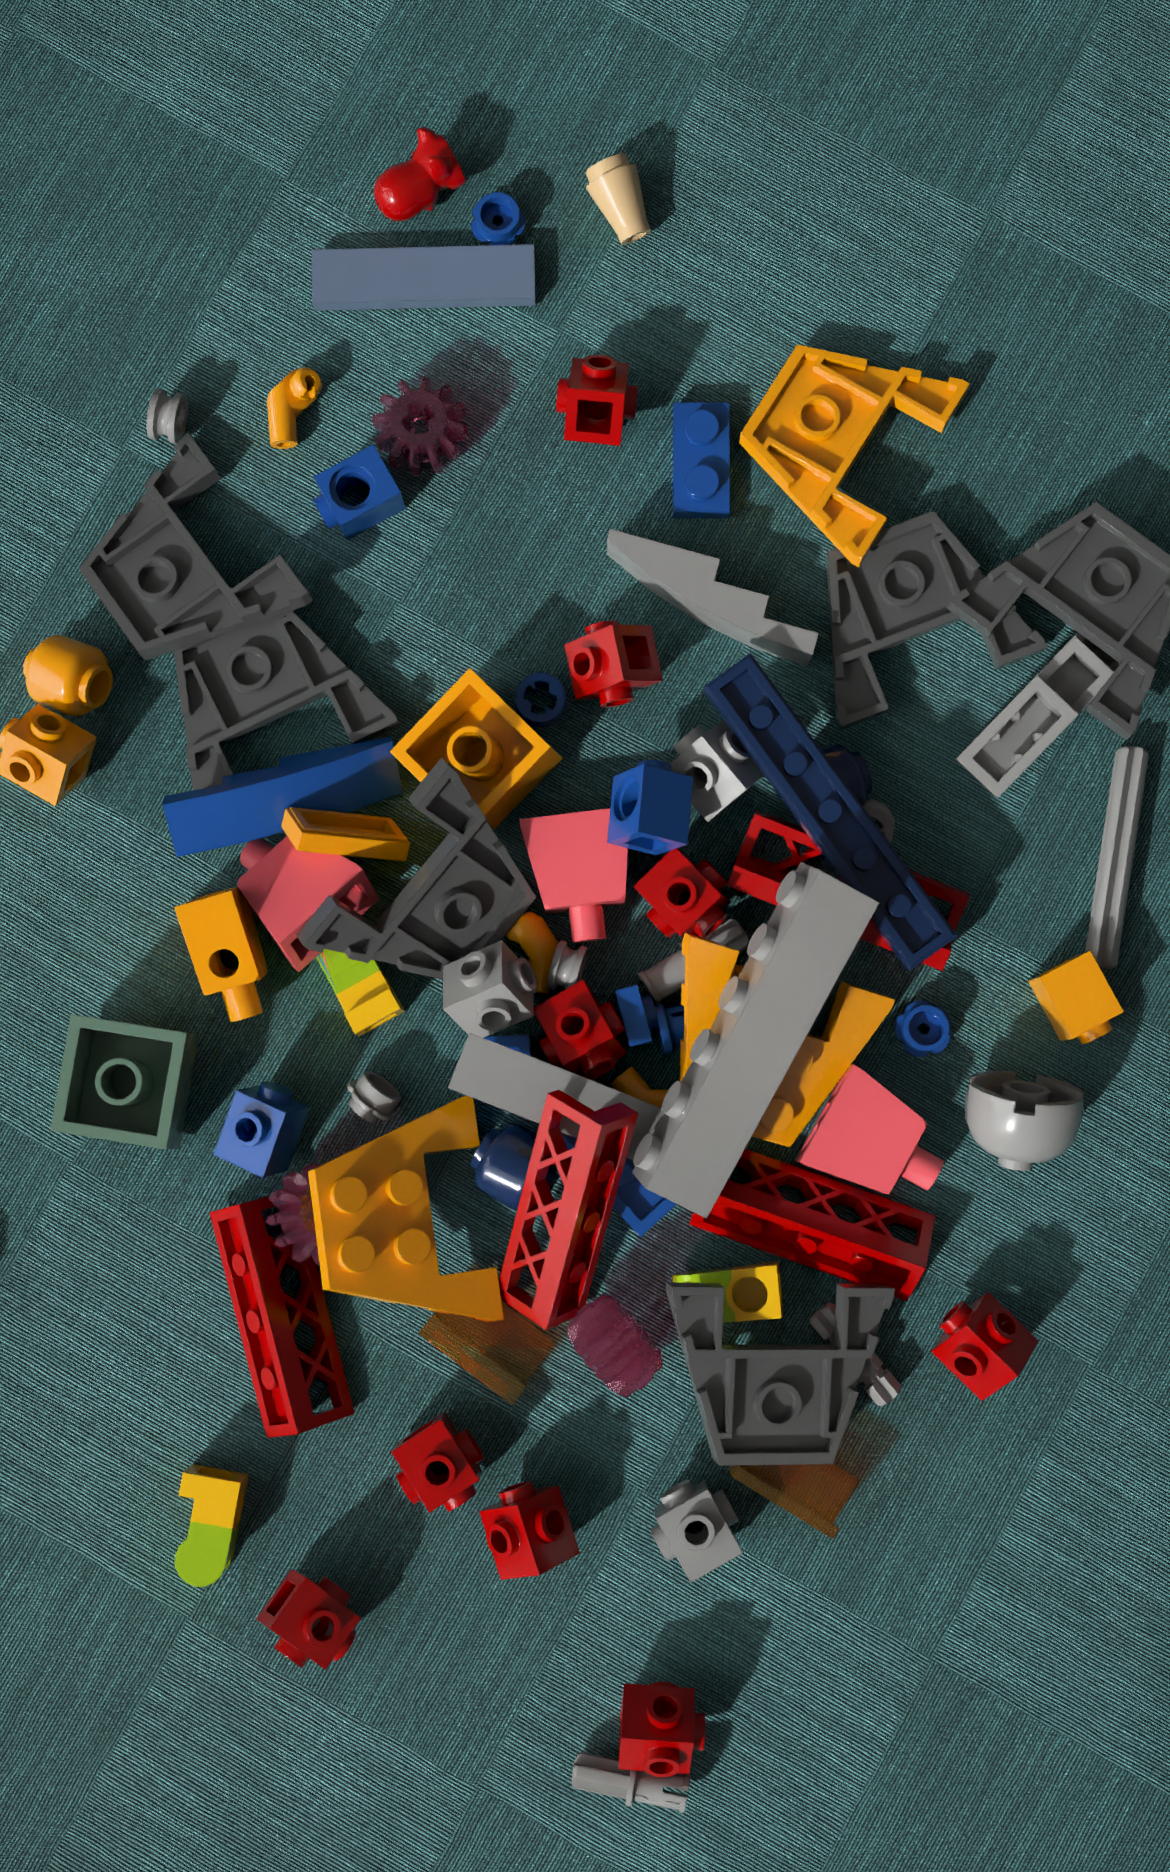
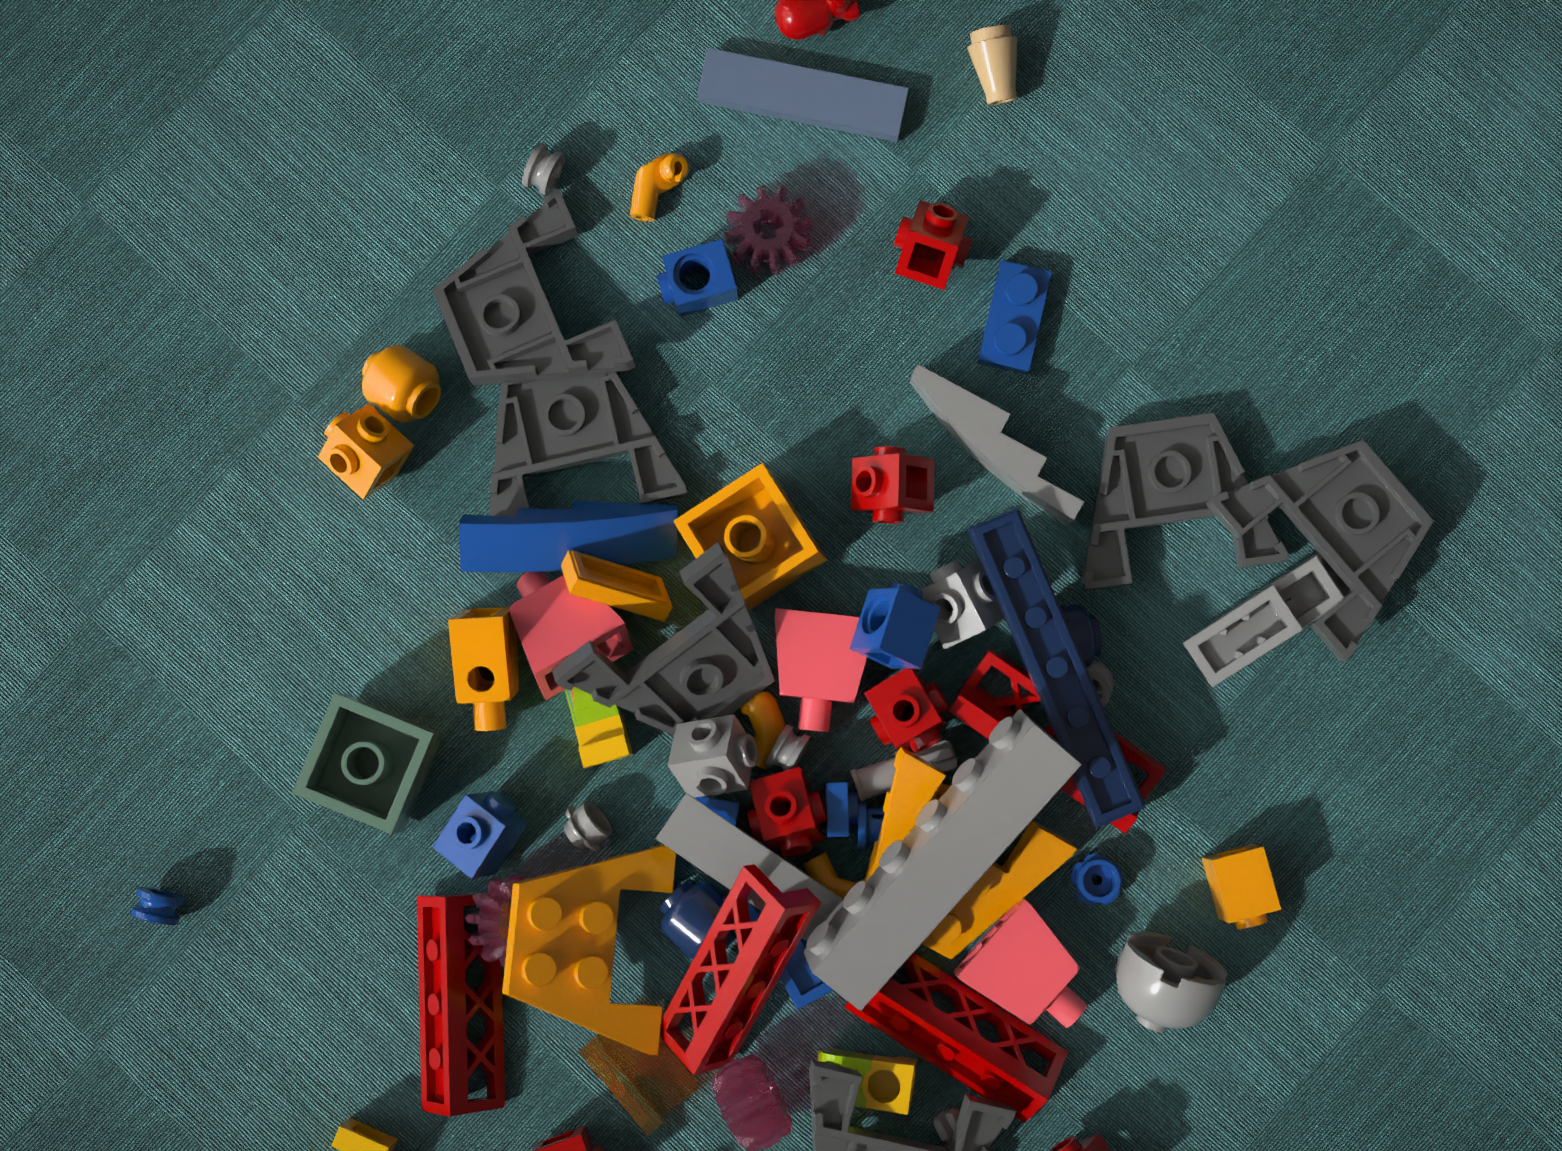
camera: 15 degrees right, 0 degrees up
(497, 206) = (882, 45): blue plate -> none
(556, 693) = (804, 505): blue bush -> none
(819, 423) = (1129, 309): light orange wing -> none
(1117, 855) = (1308, 763): light grey axle -> none

